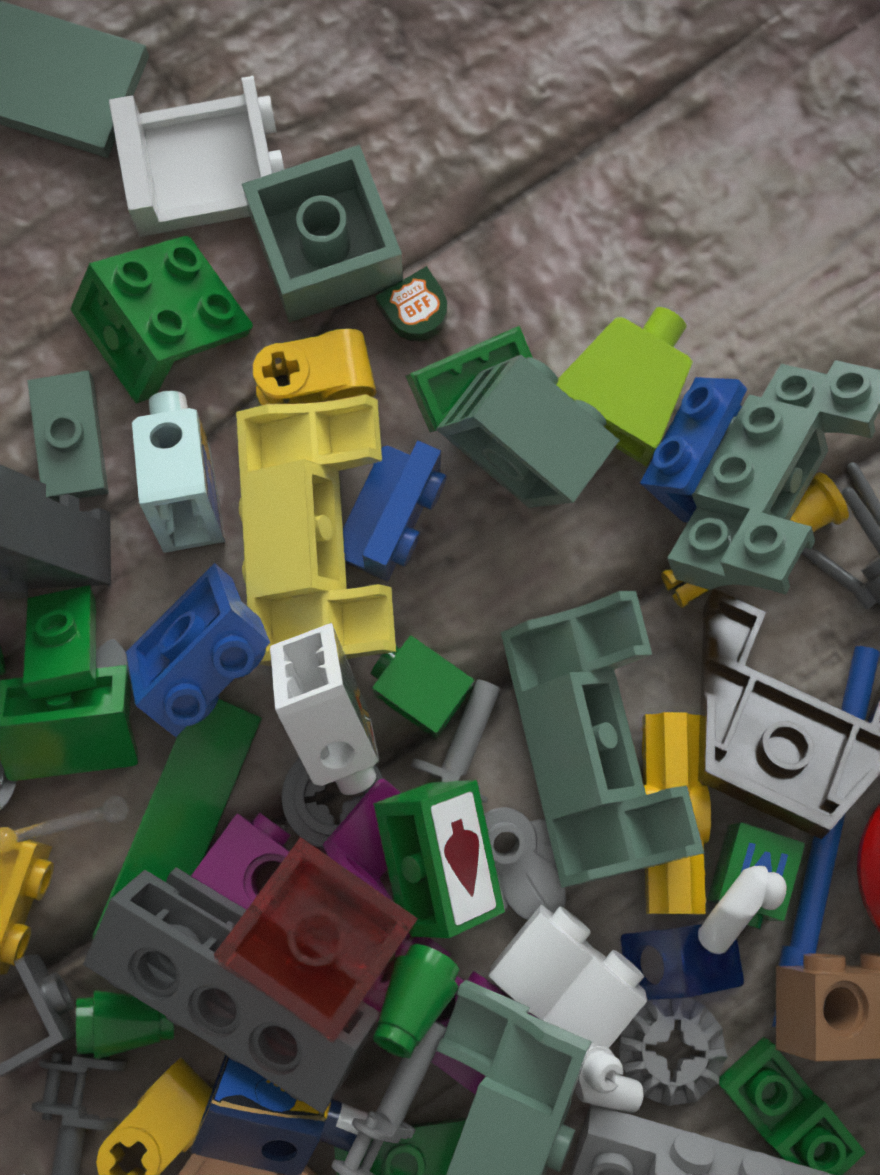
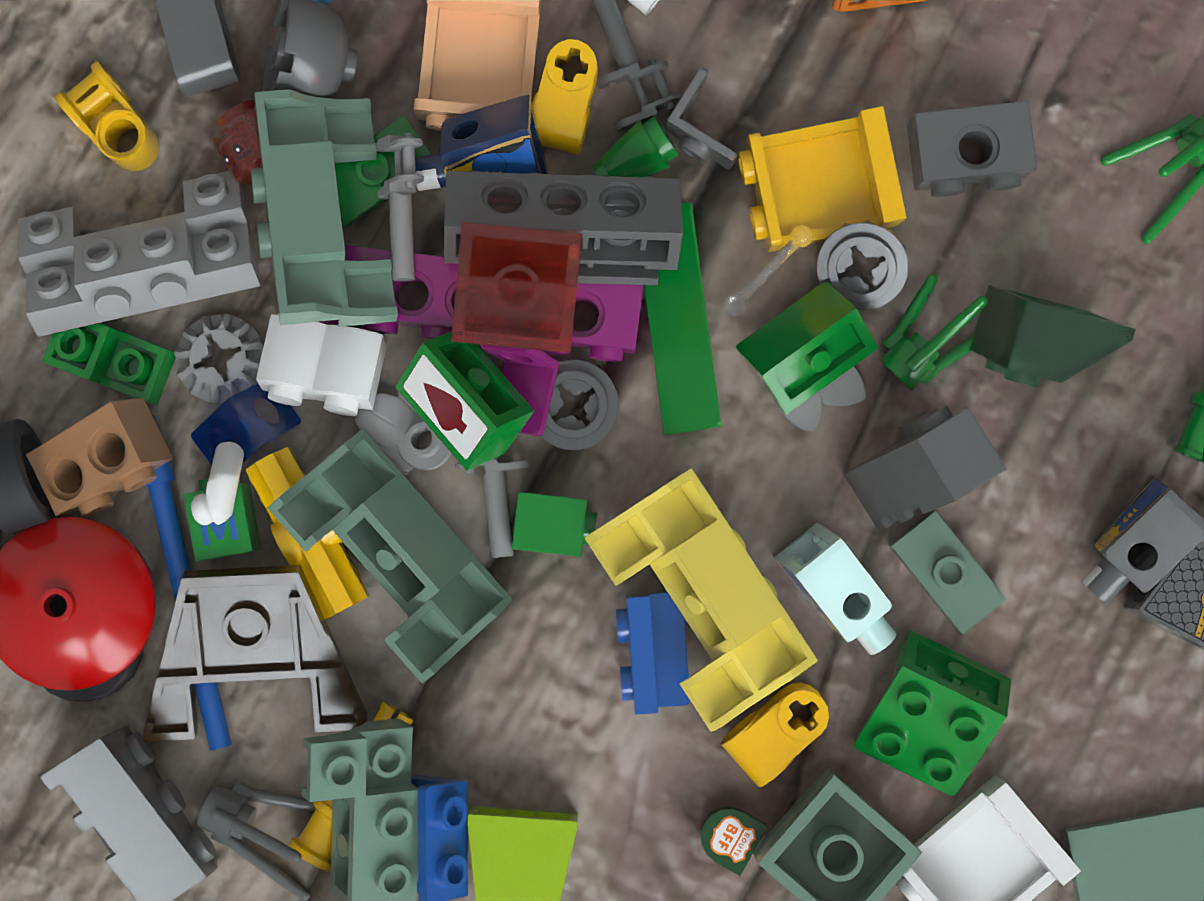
camera: 155 degrees right, 10 degrees up
(60, 643) = (847, 404): green plate -> none
(195, 652) = (737, 453): blue plate -> none
(324, 710) = (594, 443): white torso -> none
(415, 998) = (425, 286): green cone -> none
(444, 382) = (647, 799): green plate -> none
(529, 432) = (574, 768): sand green brick -> none
(603, 1087) = (255, 304): white arm -> none

